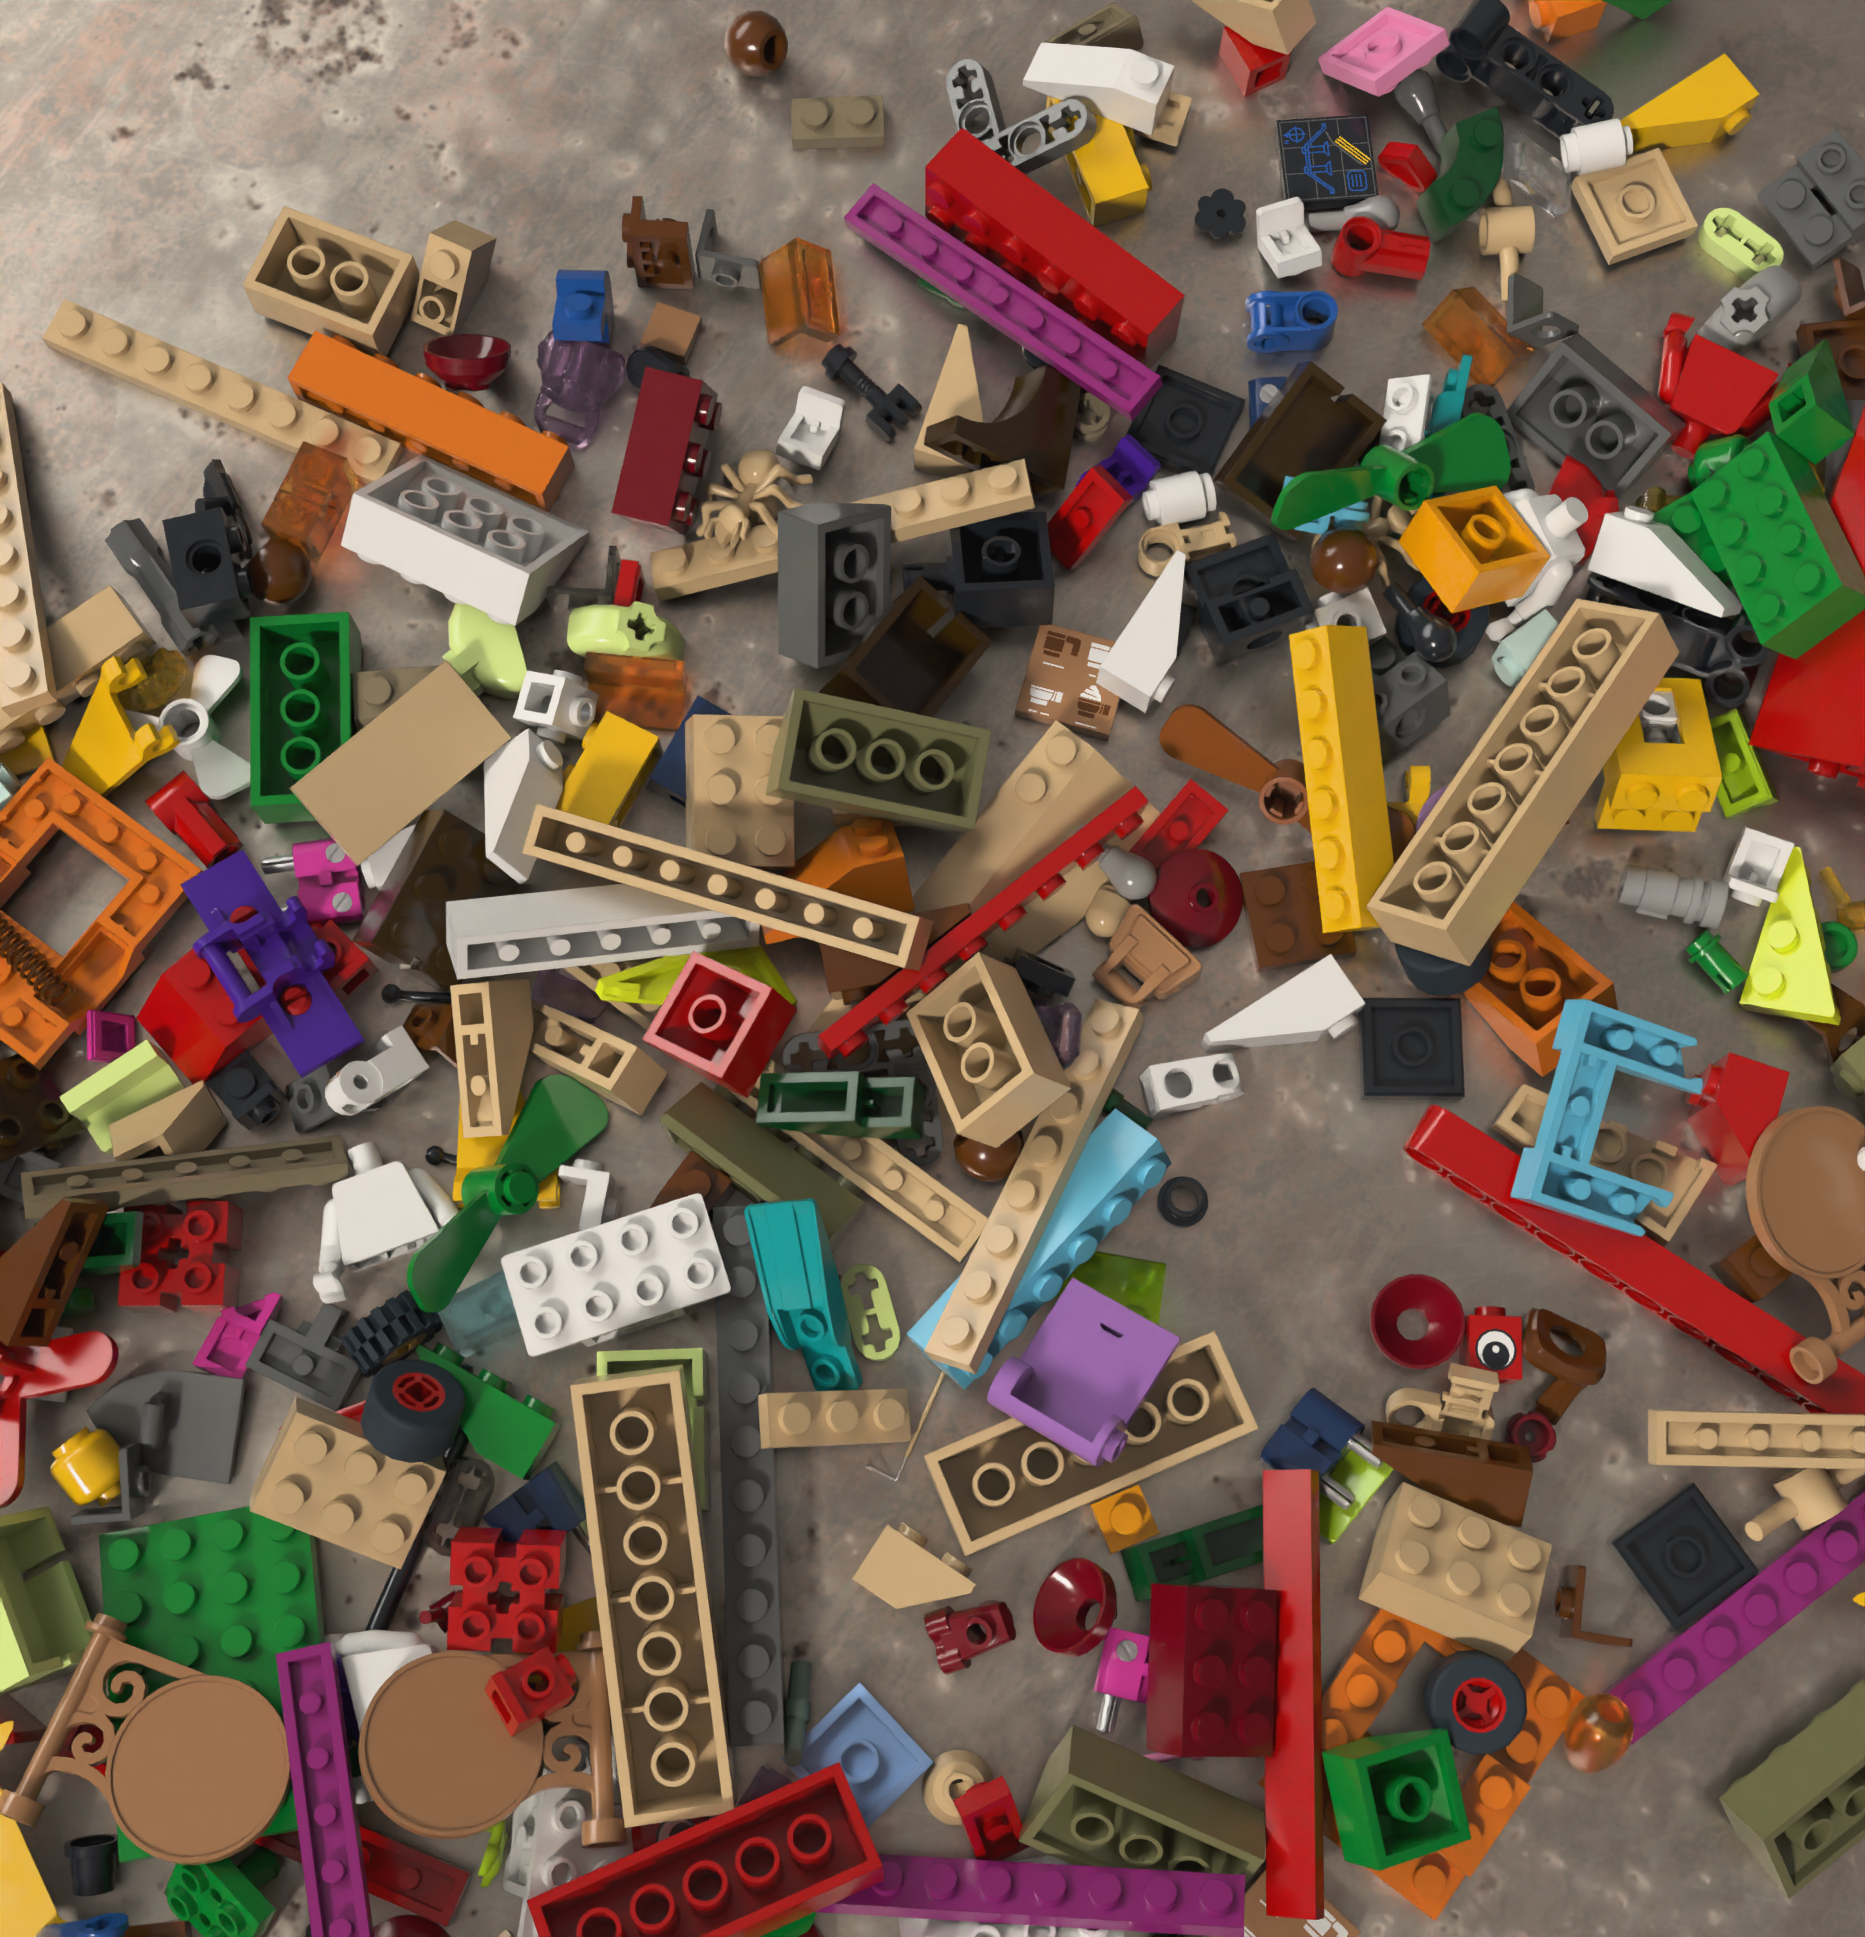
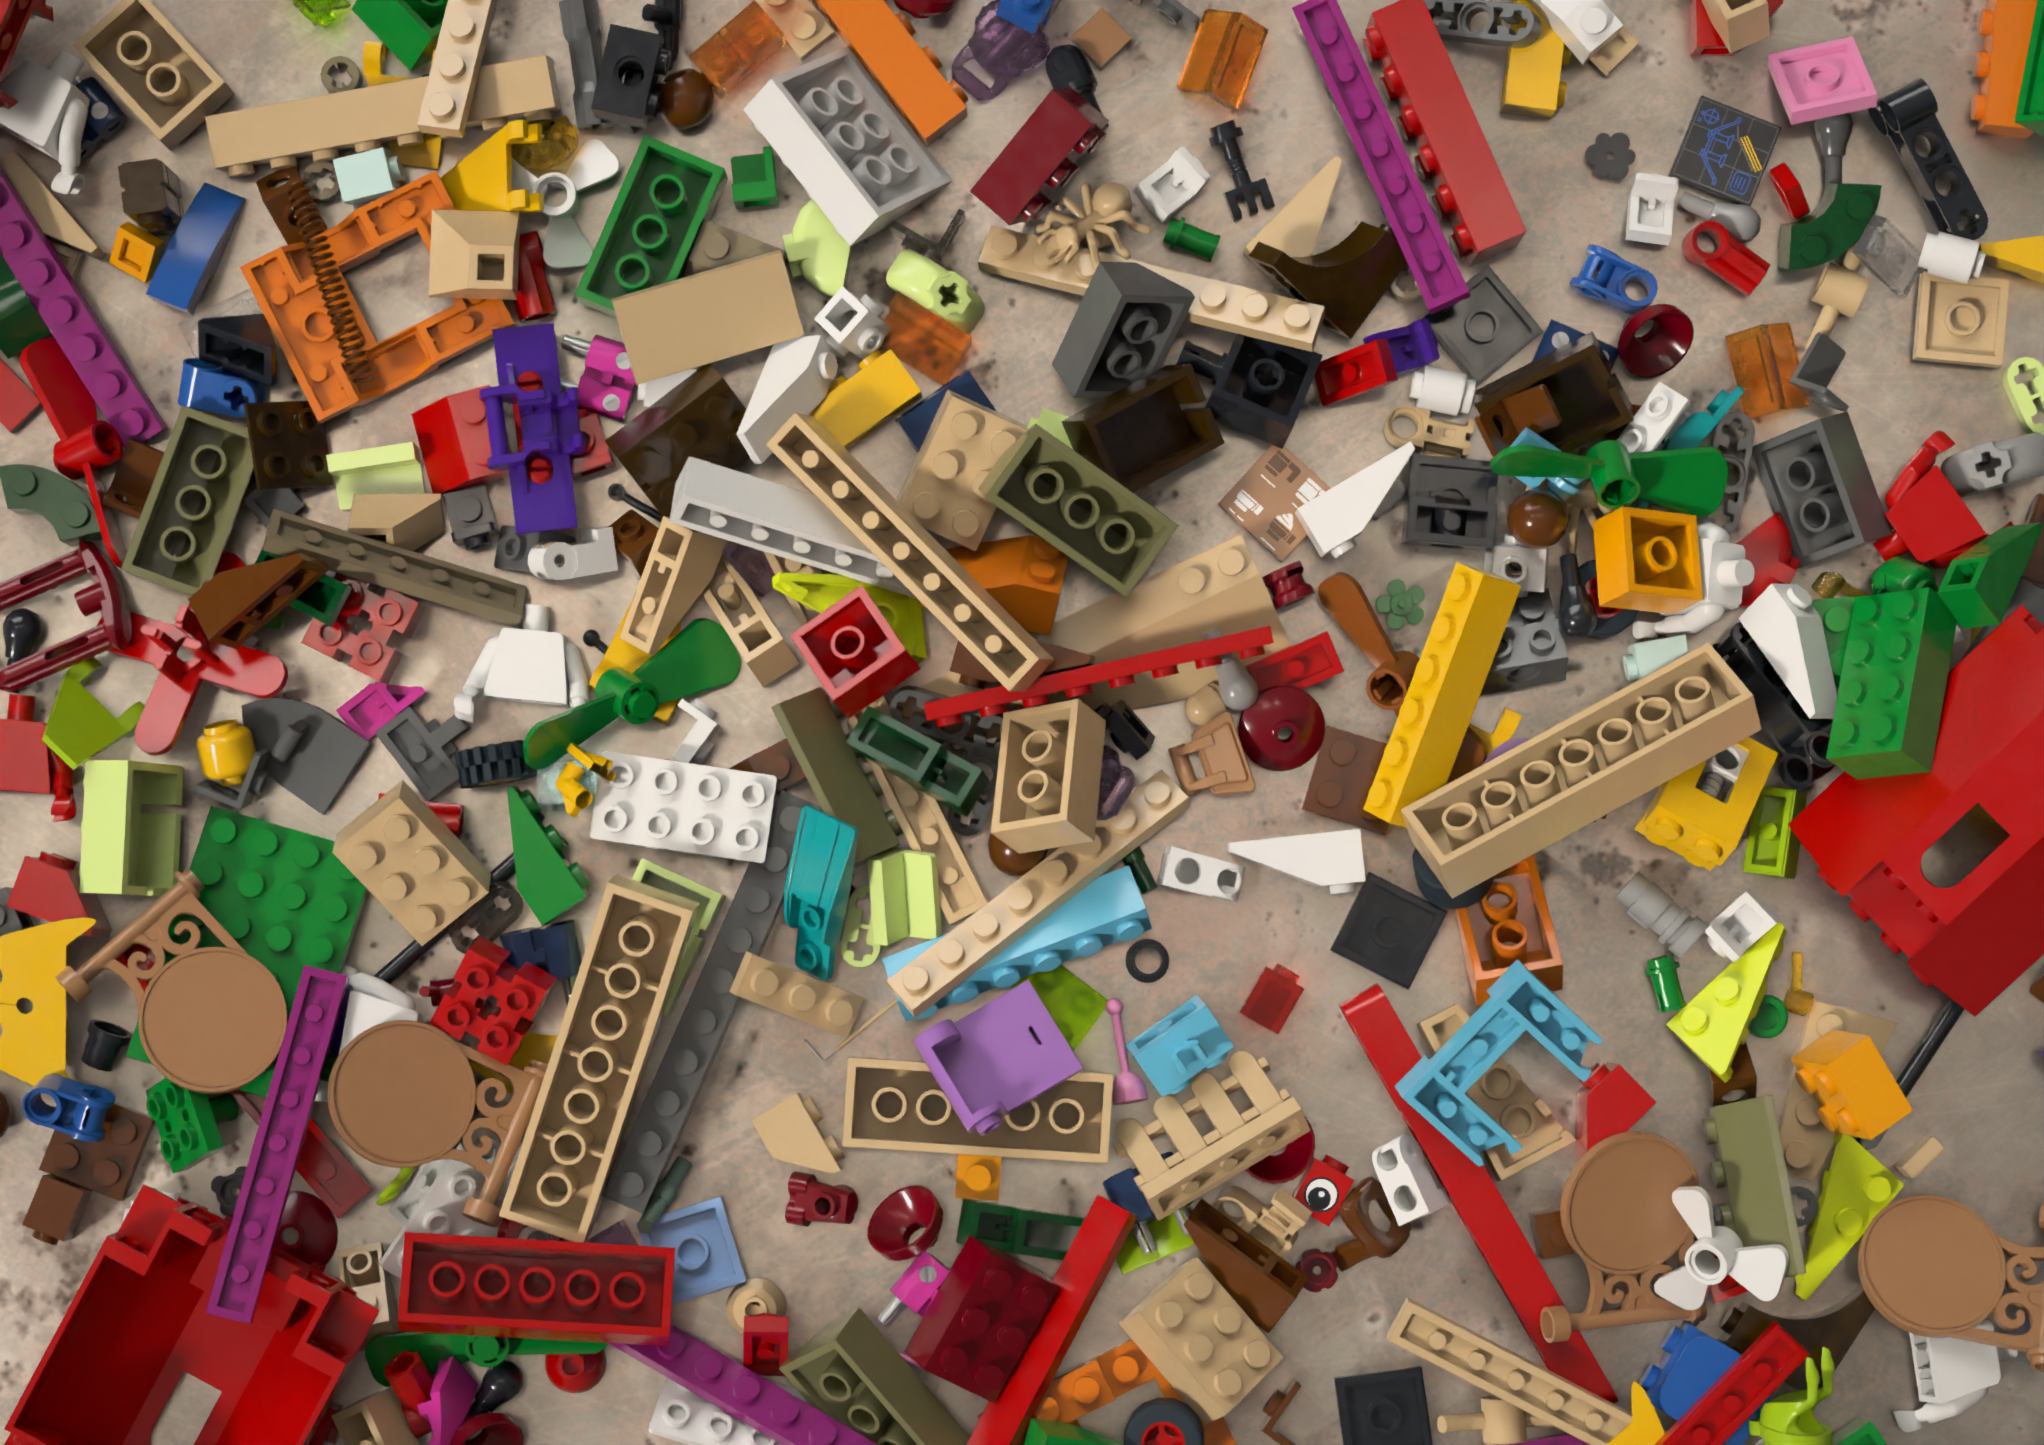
camera: 30 degrees right, 10 degrees up
(109, 1035) = (385, 421): dark pink slope -> none
(126, 818) = (474, 254): none -> tan slope
(389, 621) = (754, 180): none -> green panel
(413, 1410) = (484, 836): black wheel -> none
(478, 1309) = (574, 794): none -> yellow piece
(518, 1703) = (462, 1084): red brick -> none
(629, 584) = (958, 250): red tile -> none
(856, 474) = (1191, 239): none -> green pin
(898, 1256) = (904, 896): none -> yellowish green panel
(1128, 753) = (1288, 585): none -> dark red wheel
(1235, 1339) = (1127, 1086): none -> bright pink hinge
(1250, 720) = (1401, 604): none -> green plant
(1265, 1270) = (1180, 1046): none -> medium azure brick
(1279, 456) = (1526, 408): none -> reddish brown bracket
(1332, 1174) = (1272, 998): none -> clear red brick
(1368, 352) = (1660, 347): none -> dark red piece
(1369, 1361) = (1221, 1154): none -> tan fence
(1572, 1291) = (1407, 1180): none -> white leg

